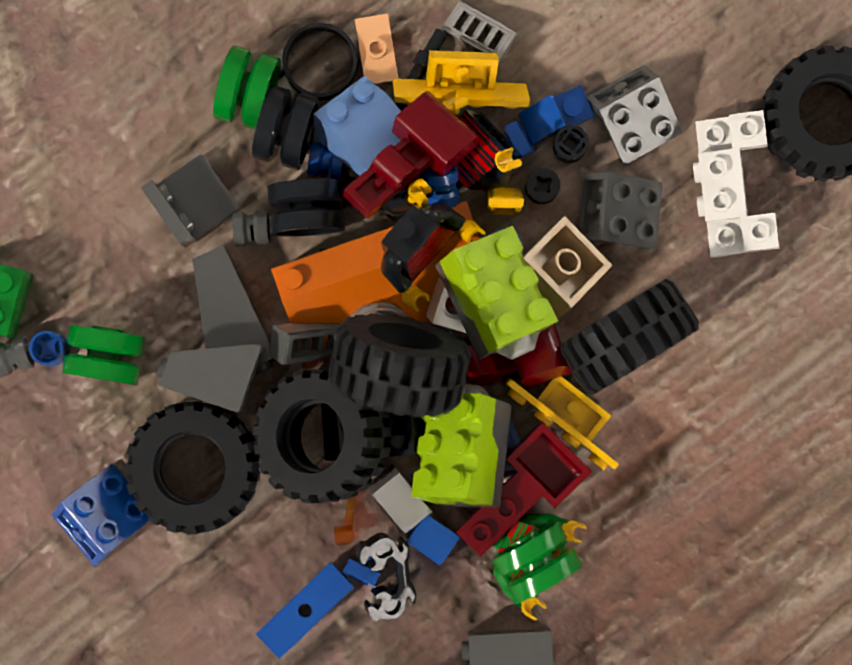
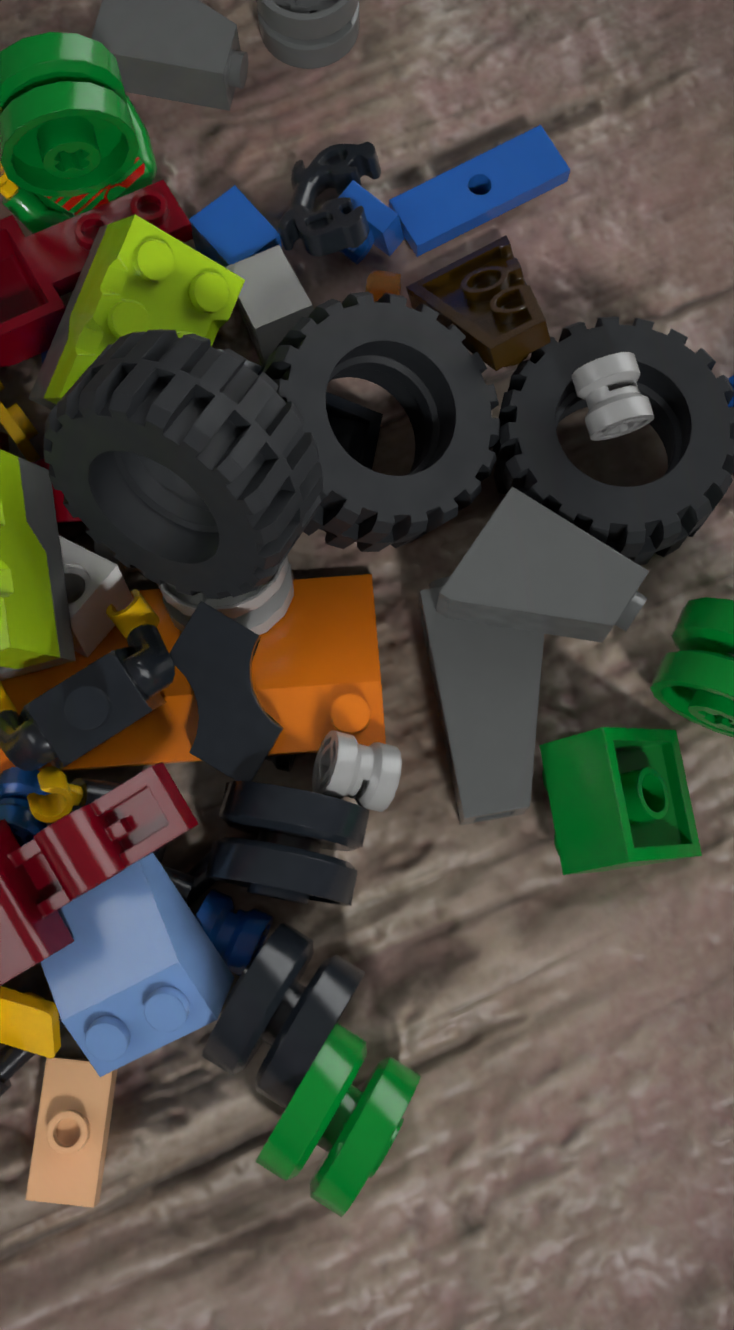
camera: 165 degrees left, 10 degrees down
(147, 278) = (619, 799): none -> green slope
(191, 200) = (506, 927): dark grey bracket -> none
(197, 473) = (612, 396): none -> light grey wheel
(243, 229) = (420, 848): dark grey wheel -> none
(282, 530) = (487, 303): none -> dark brown wing
(283, 249) = (357, 771): none -> light grey wheel
(286, 340) = (363, 599): dark grey slope -> none
(312, 28) = (122, 1170): black tyre -> none
(348, 256) = (232, 725): none -> black tile

